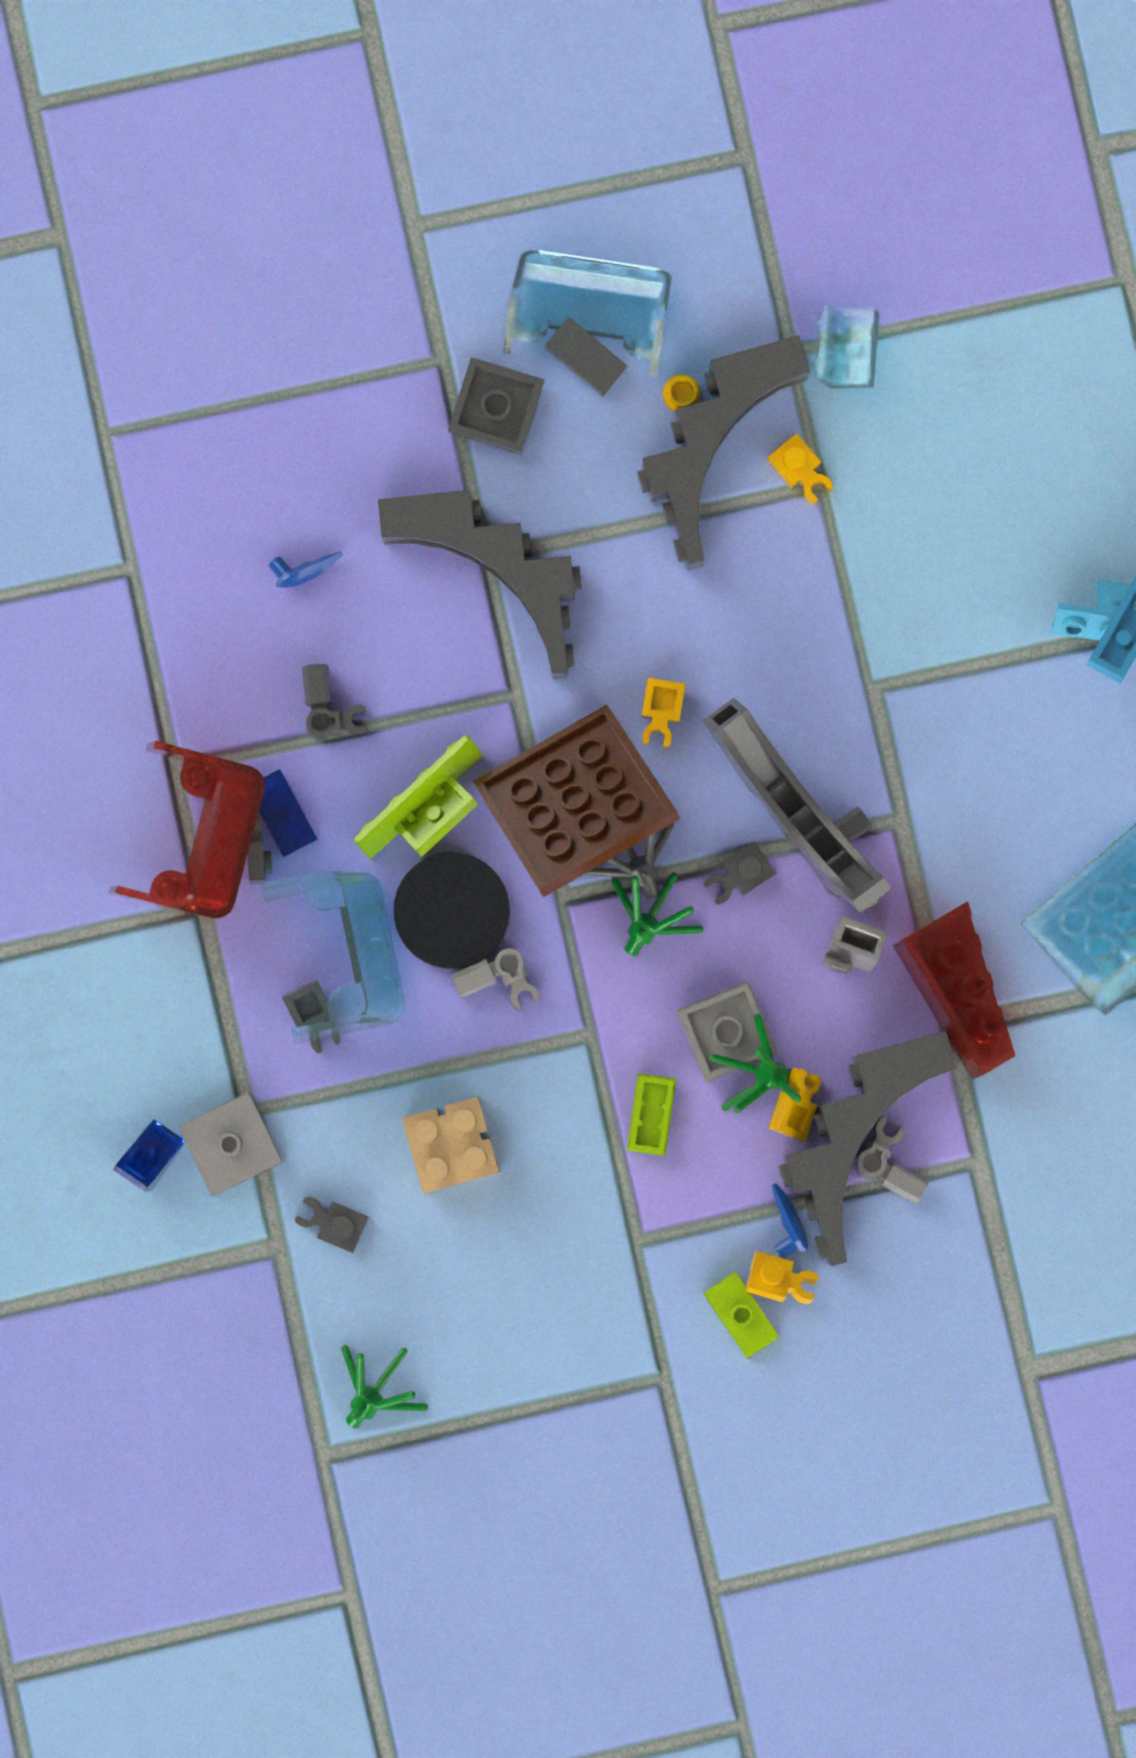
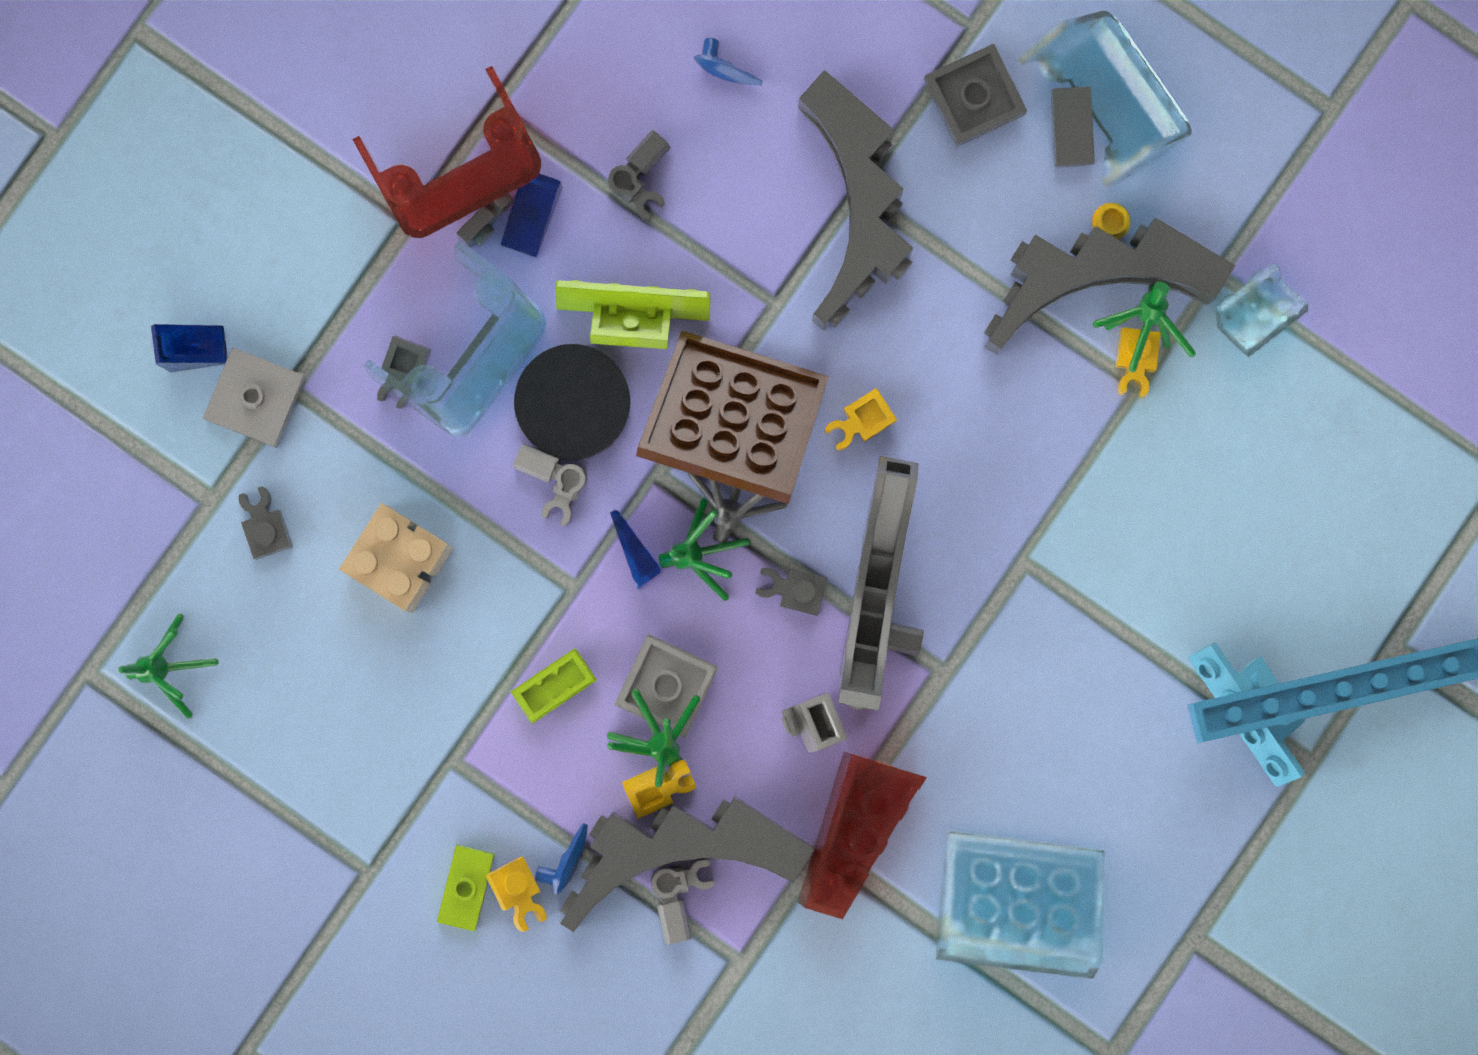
camera: 50 degrees right, 0 degrees up
(618, 967) = (640, 561): none -> clear blue slope
(777, 428) = (1151, 312): none -> green plant

